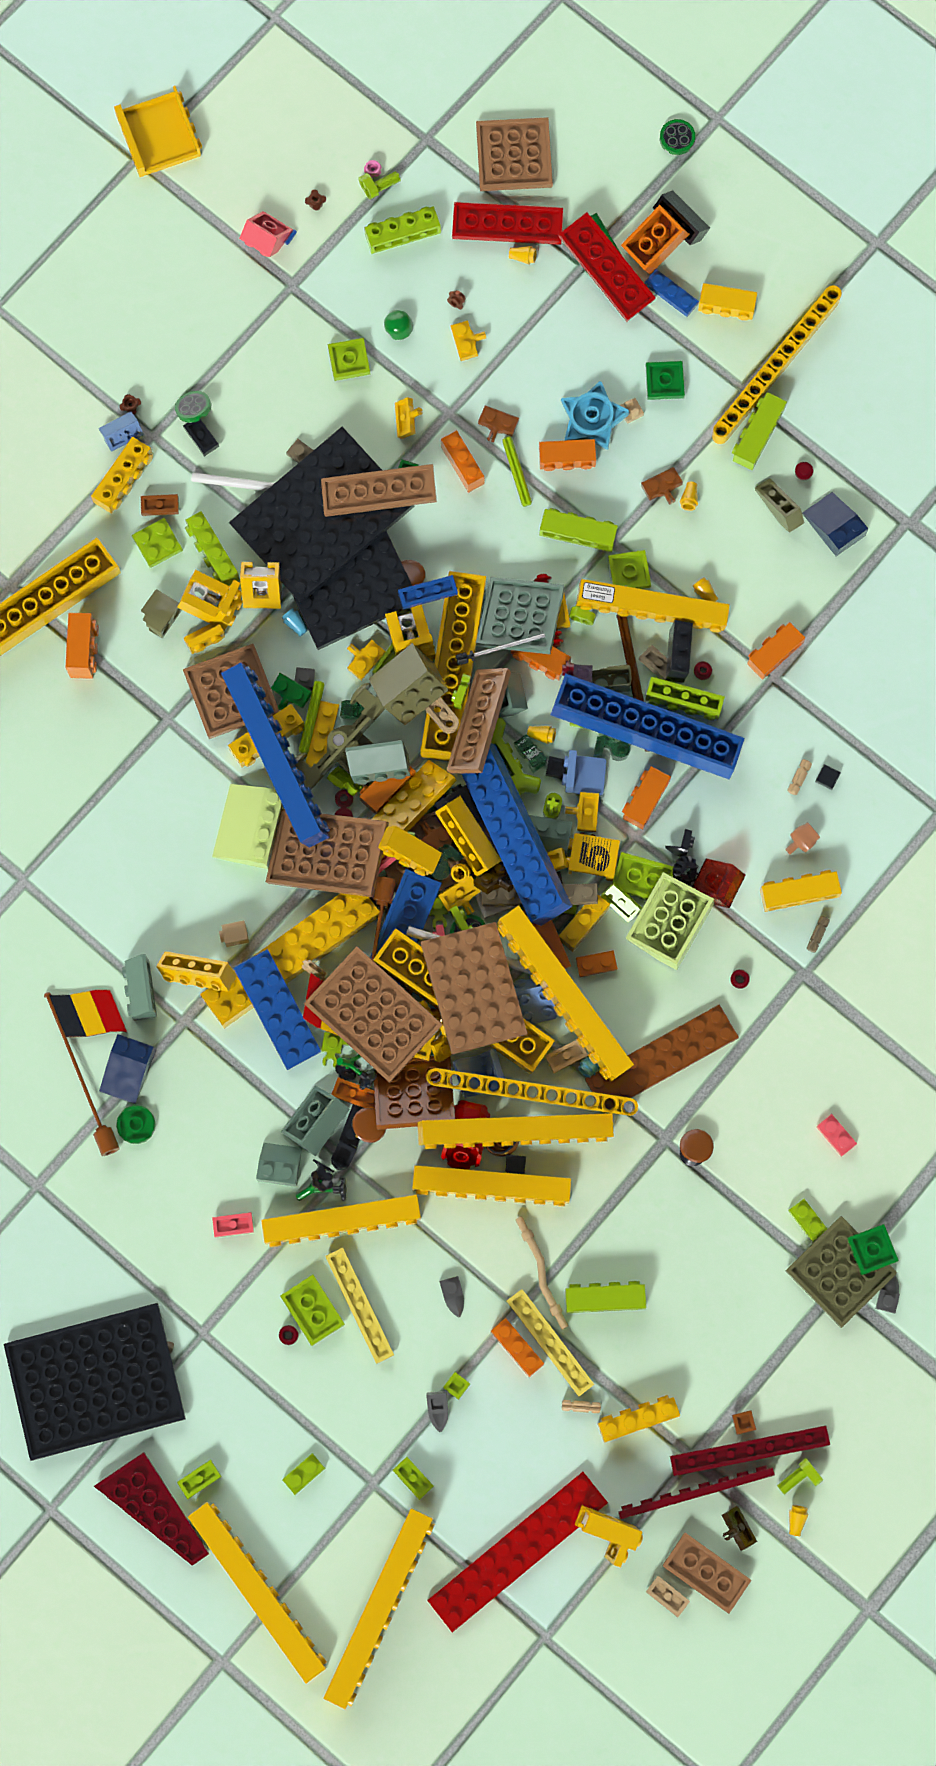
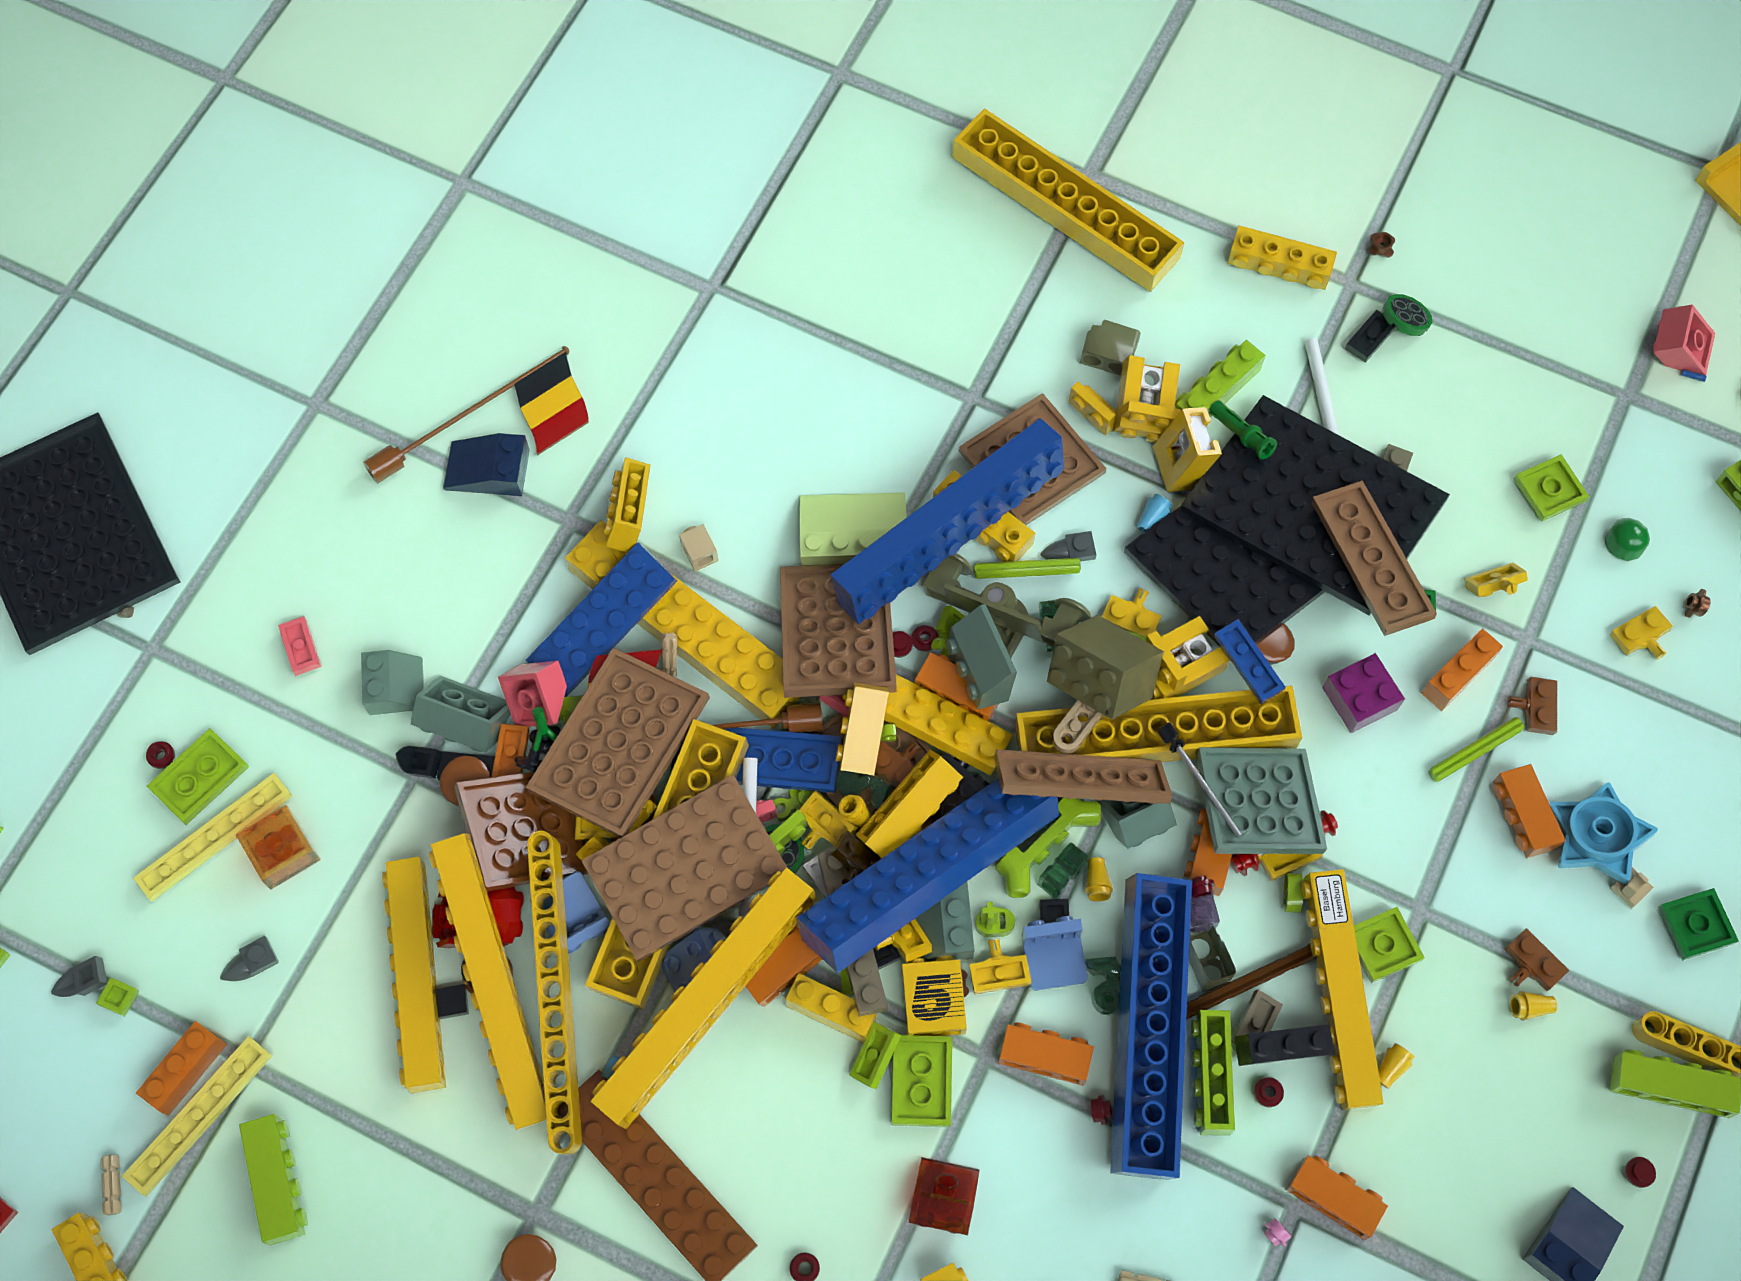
camera: 75 degrees right, 10 degrees down
(81, 645) = (1034, 264): orange brick -> none
(120, 431) = (1339, 237): medium blue hinge -> none
(135, 1124) = (415, 496): green tile -> none
(139, 988) = (596, 452): sand green slope -> none
(157, 542) = (1206, 323): lime plate -> none
(160, 505) = (1258, 311): dark orange plate -> none
(263, 540) = (1249, 435): none -> green pin
(290, 691) = (1054, 531): green plate -> none
(316, 1066) = (533, 687): none -> coral slope
(323, 726) = (1026, 587): yellow plate -> none
(323, 1181) = (369, 734): black plant -> none
(341, 1219) = (329, 783): yellow brick -> none
(381, 1260) = (278, 847): none -> clear orange brick
(459, 696) = (1113, 743): lime plate -> none
(461, 528) = (1363, 693): none -> magenta brick
(555, 1309) = (250, 1111): tan bar -> none
(565, 1056) = (621, 1027): tan plate -> none
(578, 530) = (1420, 854): lime brick -> none
(596, 963) = (776, 1044): orange plate -> none
(670, 920) = (864, 1135): yellowish green slope -> none
(681, 865) = (952, 1130): black gear -> none
(687, 842) = (994, 1131): black plate -> none
(689, 773) = (1101, 1109): none -> dark red plate
(780, 505) = (1570, 1148): olive slope -> none
(787, 692) = (1277, 1233): none -> bright pink plate

